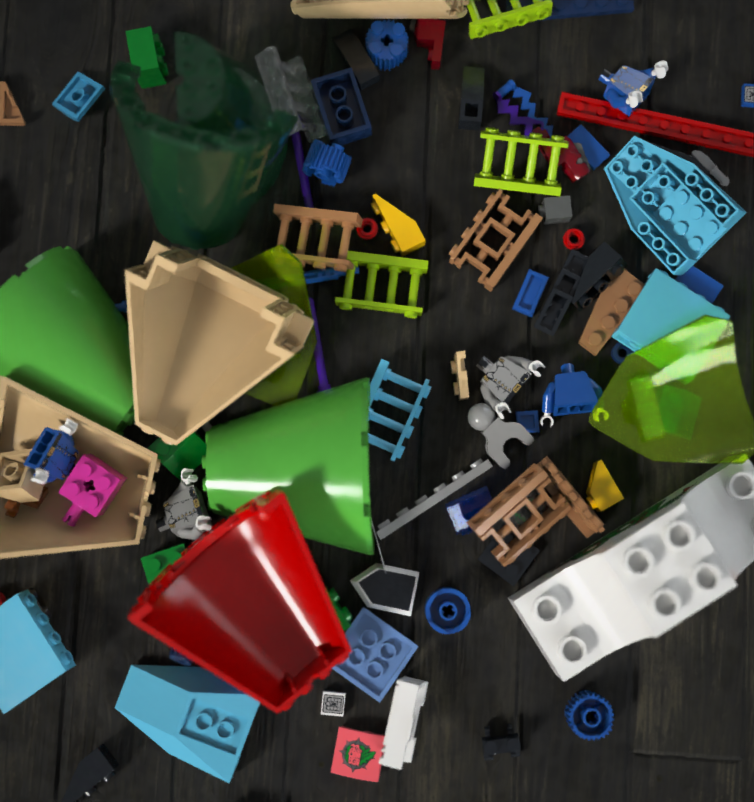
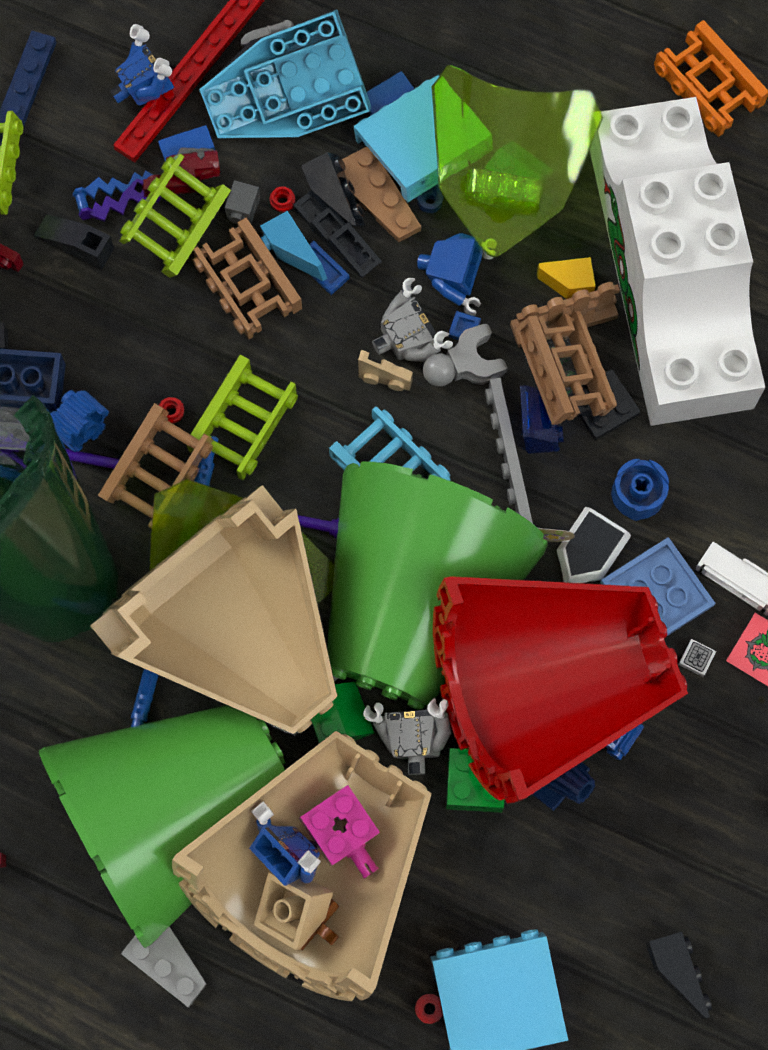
camera: 70 degrees left, 10 degrees down
(190, 714) = (650, 820): medium azure wedge -> none
(401, 227) = (190, 371): yellow slope -> none
(537, 257) = (290, 245): none -> dark azure slope

